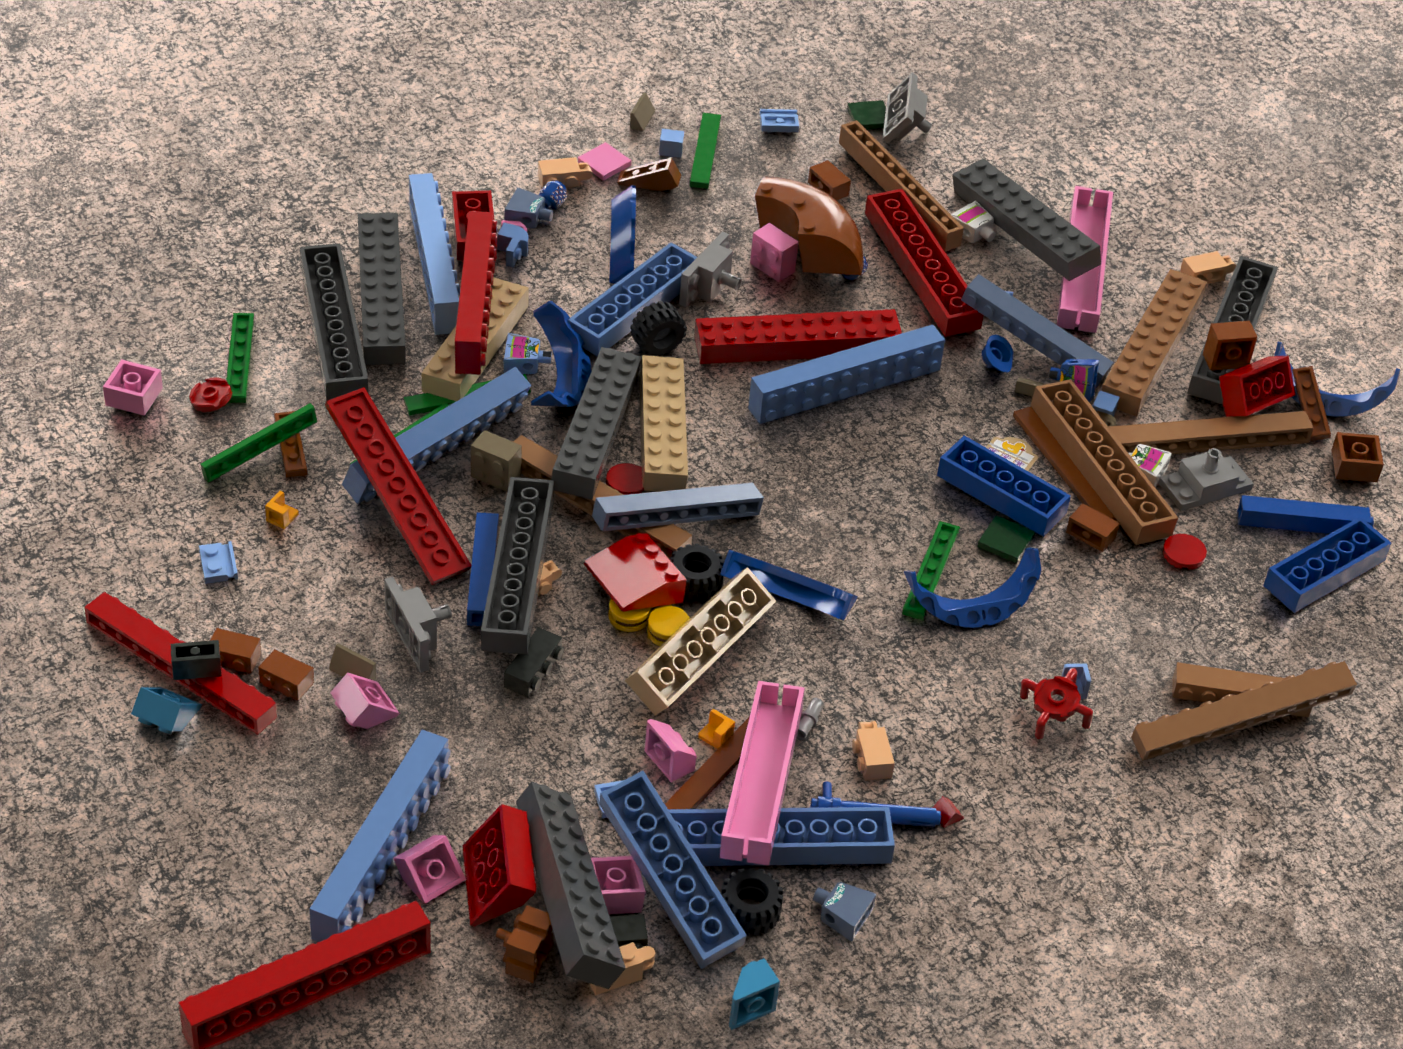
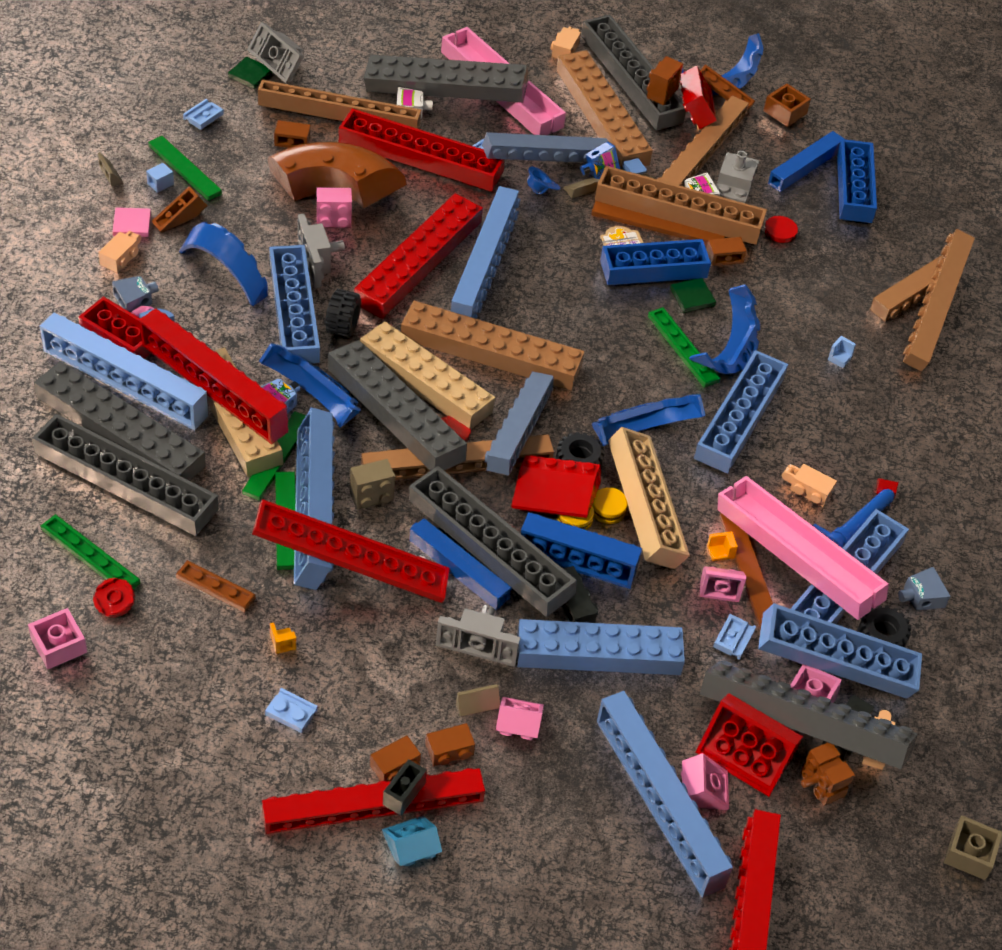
camera: 50 degrees left, 5 degrees up
(258, 443) = (204, 603): green tile -> none
(499, 711) = (600, 647): none -> medium blue brick
(554, 194) = (137, 267): blue head -> none
(585, 631) = (585, 550): none -> blue brick
(754, 993) = (962, 685): dark azure slope -> none
(755, 444) = (491, 344): none -> medium nougat brick
(896, 649) = (740, 411): none -> medium blue brick
(1054, 709) = (850, 376): red plate -> none

